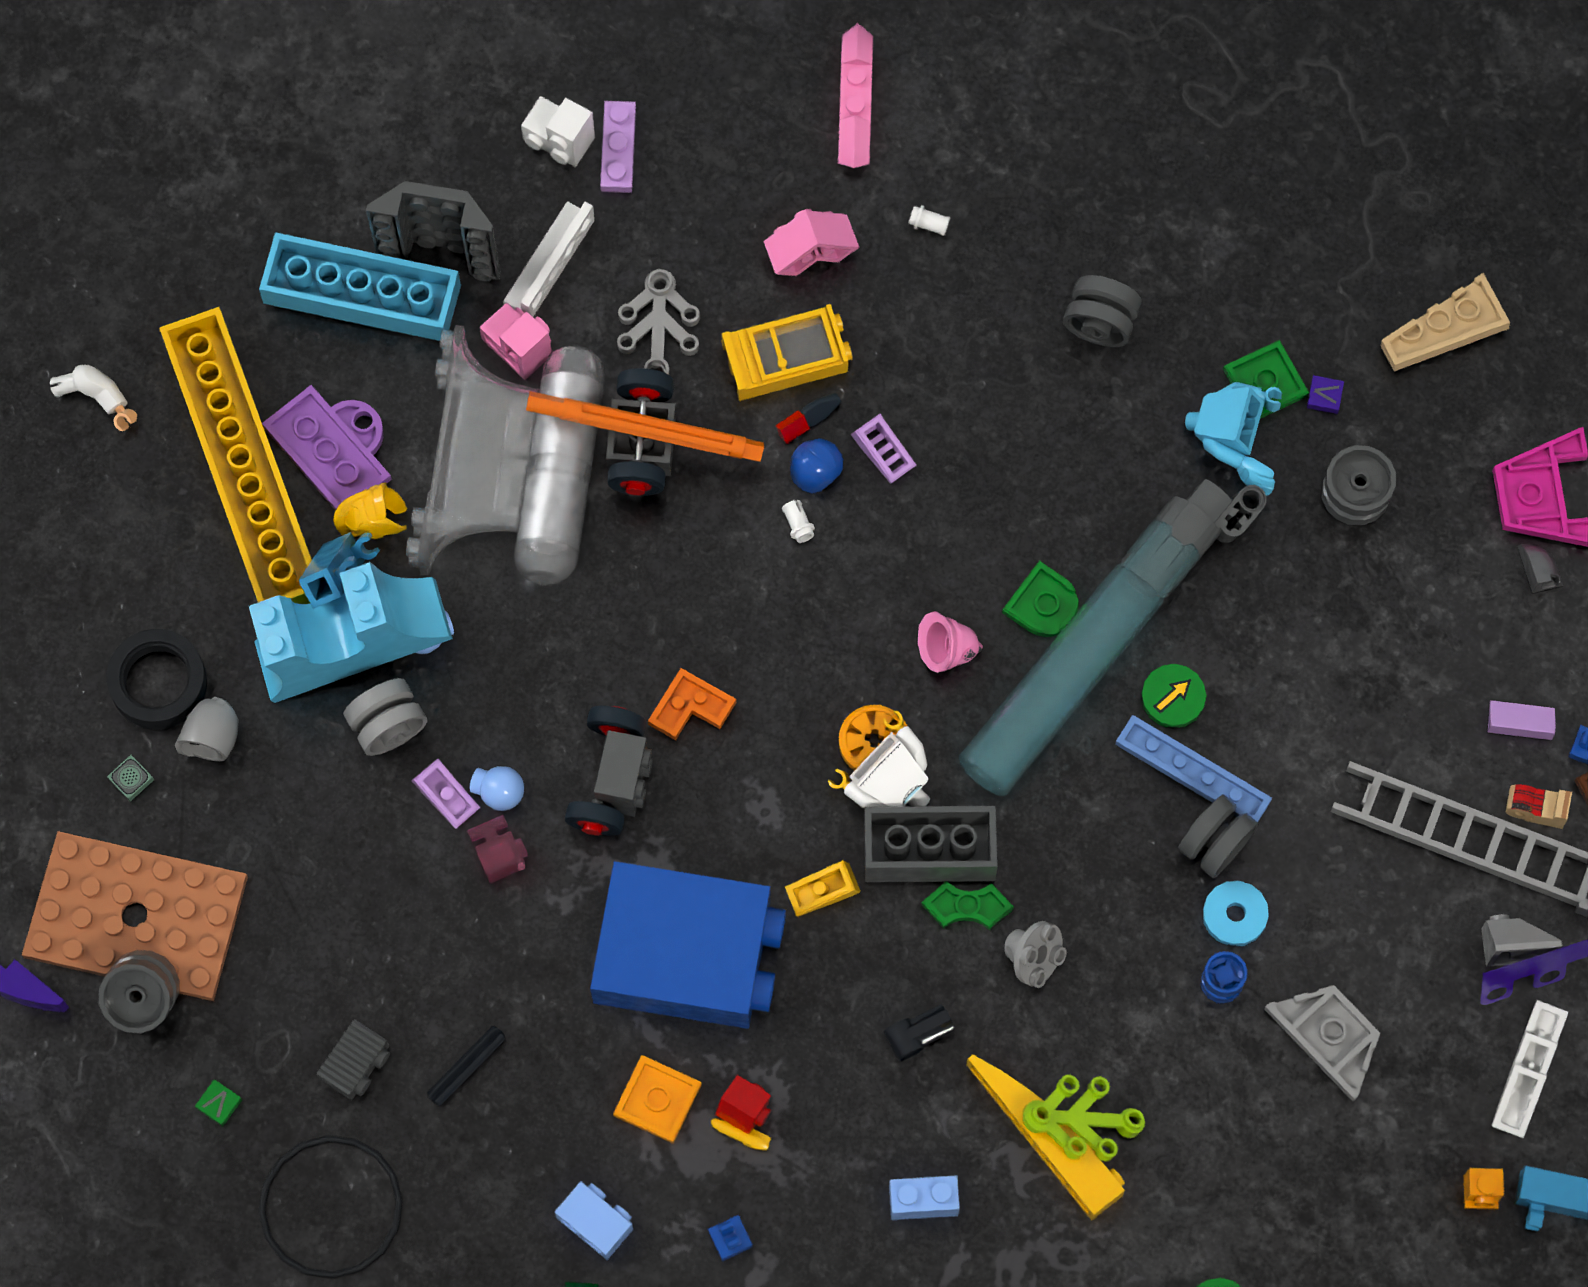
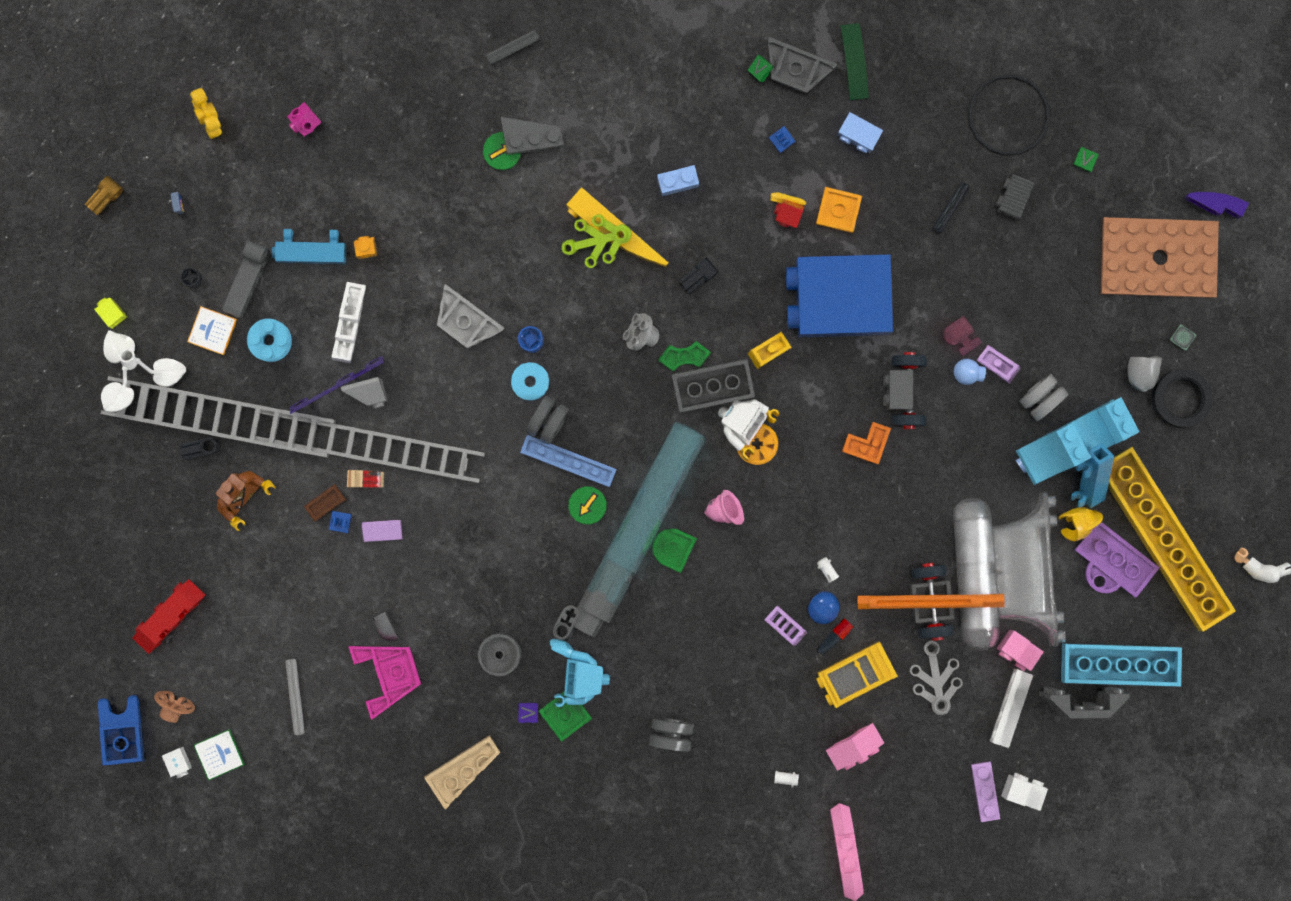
camera: 170 degrees right, 15 degrees up
(139, 991) = (1146, 208): dark grey wheel -> none

